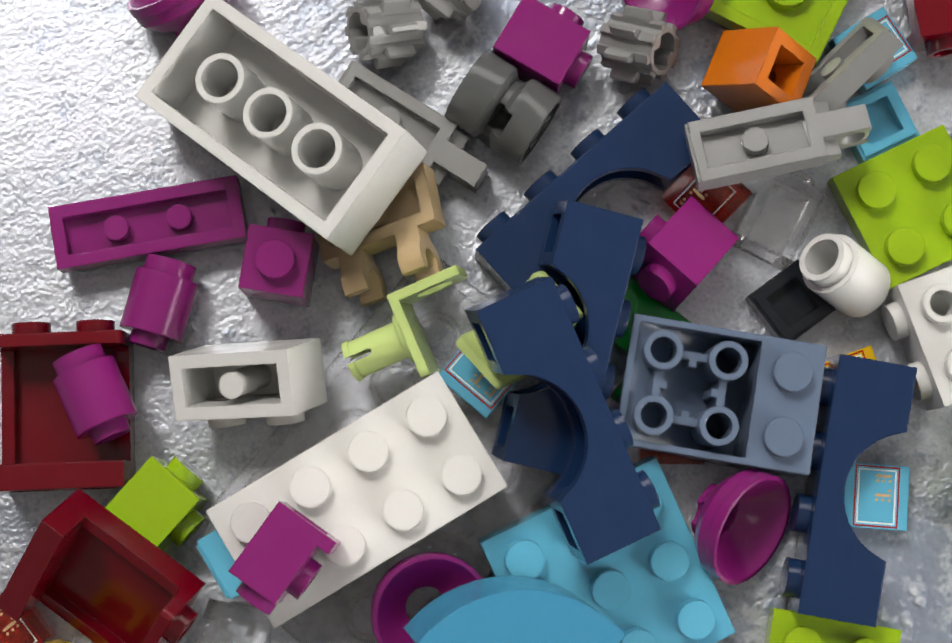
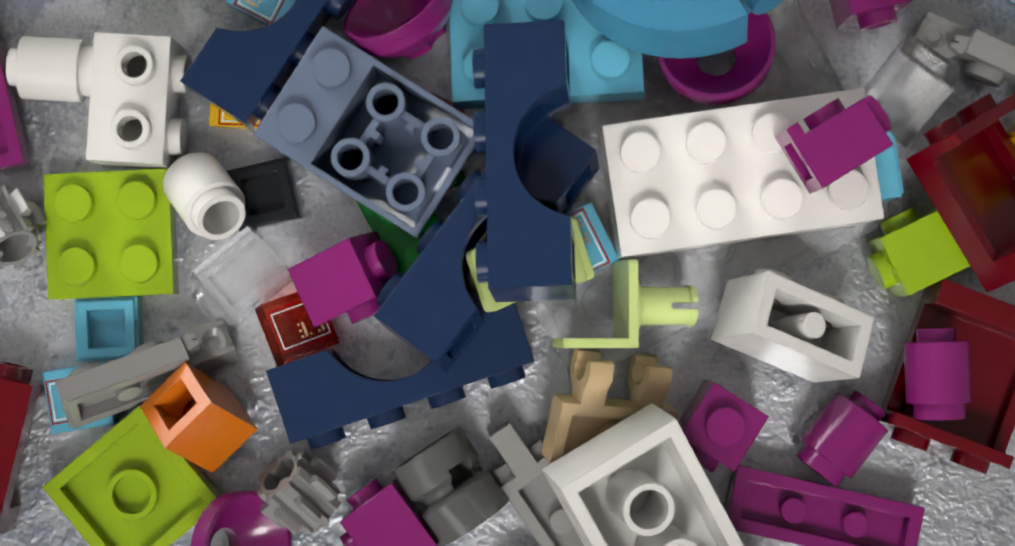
camera: 150 degrees left, 5 degrees up
(771, 141) = (219, 343): light grey hinge -> none

